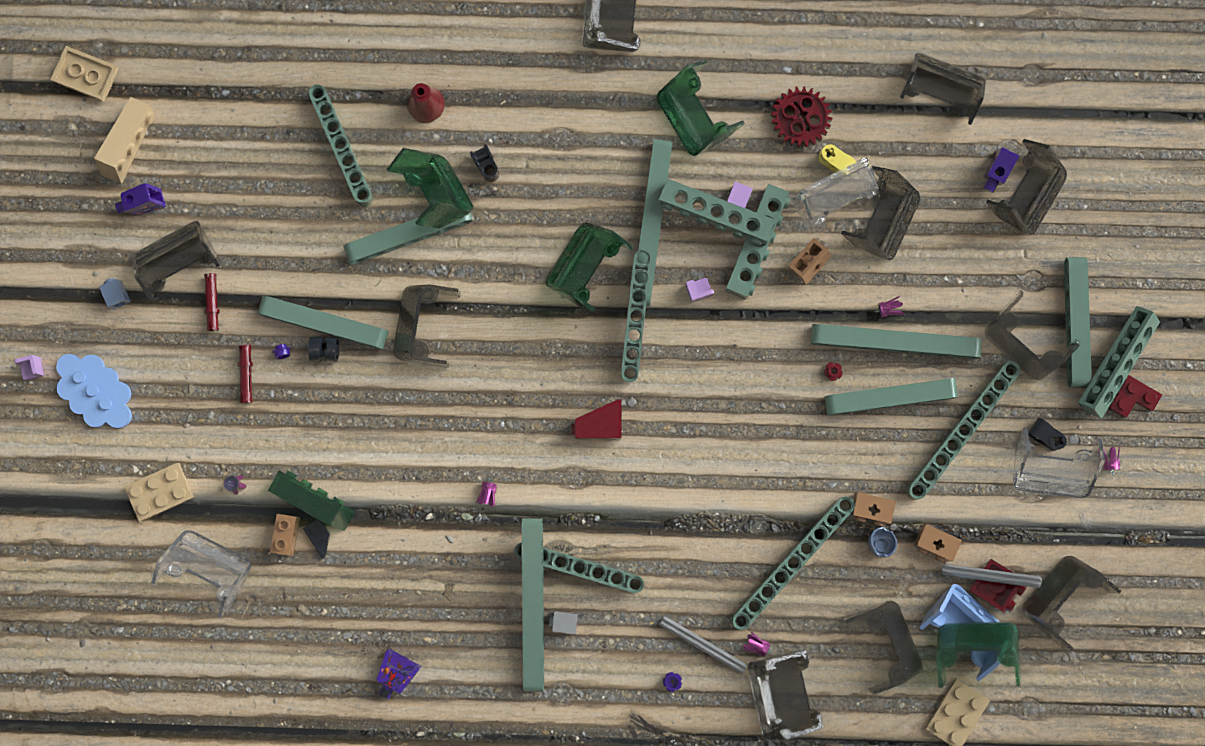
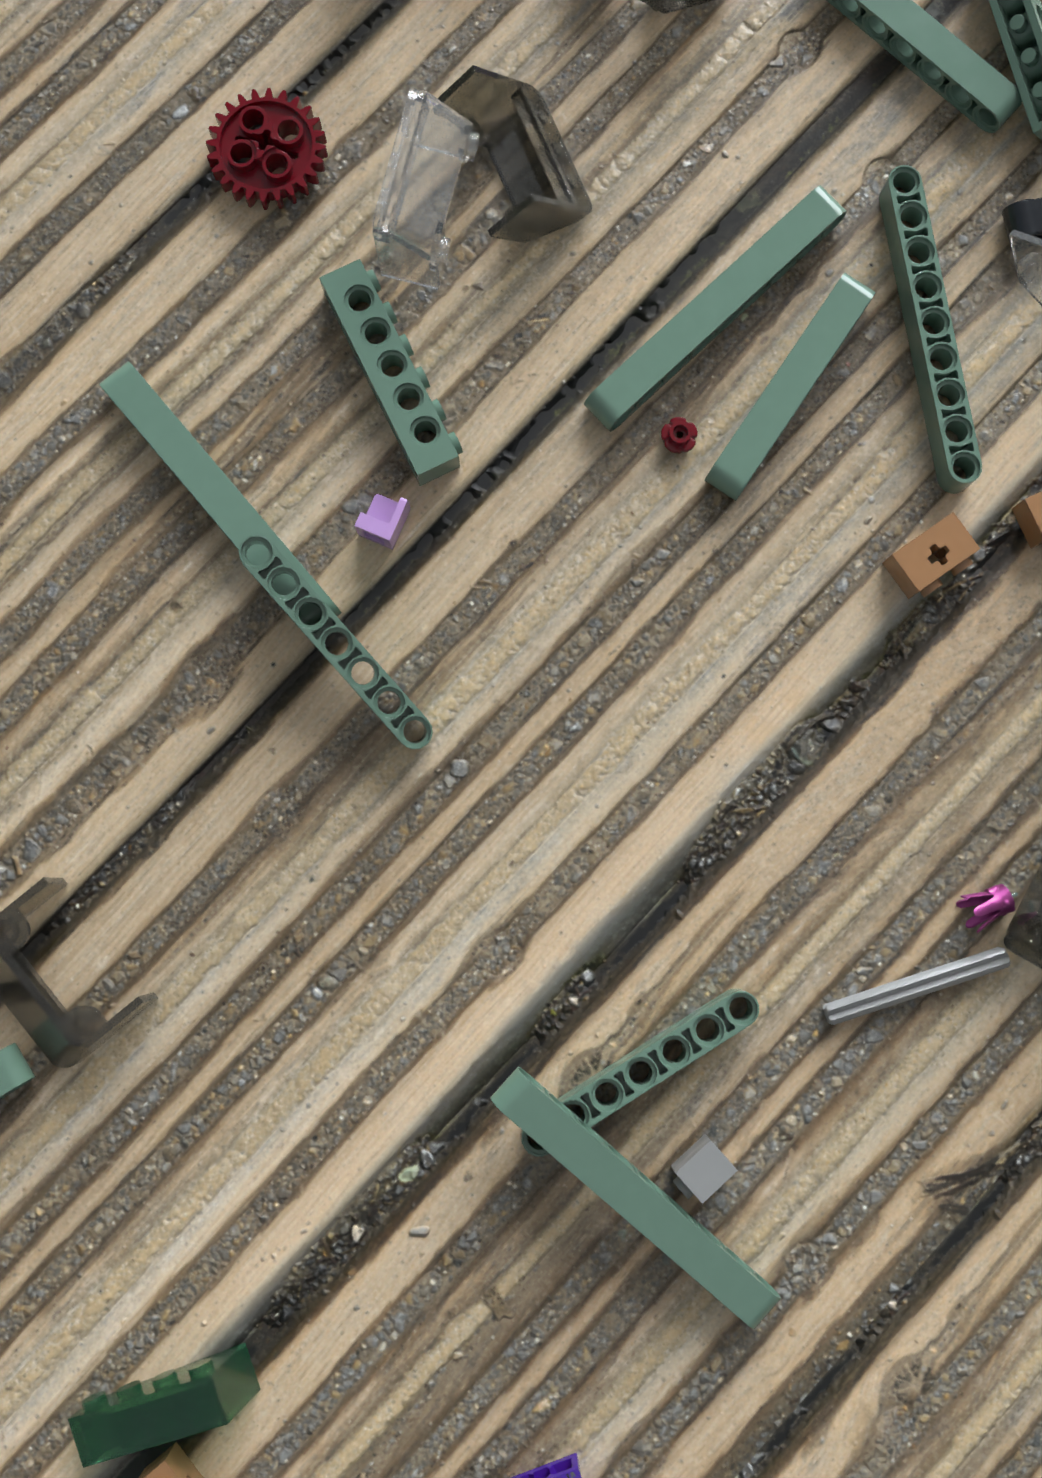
camera: 55 degrees left, 0 degrees up
(318, 536) = (235, 1444): black tile -> none
(487, 493) = (396, 1106): flat silver piece -> none
(581, 260) = (179, 650): clear green windscreen -> none
(600, 423) = (449, 843): dark red slope -> none
(673, 189) = (298, 366): sand green brick -> none
(677, 681) = (937, 1091): dark purple plate -> none
(688, 115) = (106, 305): clear green windscreen -> none
(739, 194) = (298, 336): lavender panel -> none
(801, 558) = (903, 762): sand green beam -> none
(810, 261) = (488, 321): medium nougat brick -> none
(837, 159) = (371, 156): light yellow piece -> none
(882, 542) = (994, 587): sand blue hair -> none
(885, 308) = (653, 281): flat silver piece -> none
(1000, 335) = (845, 151): clear smoke windscreen -> none

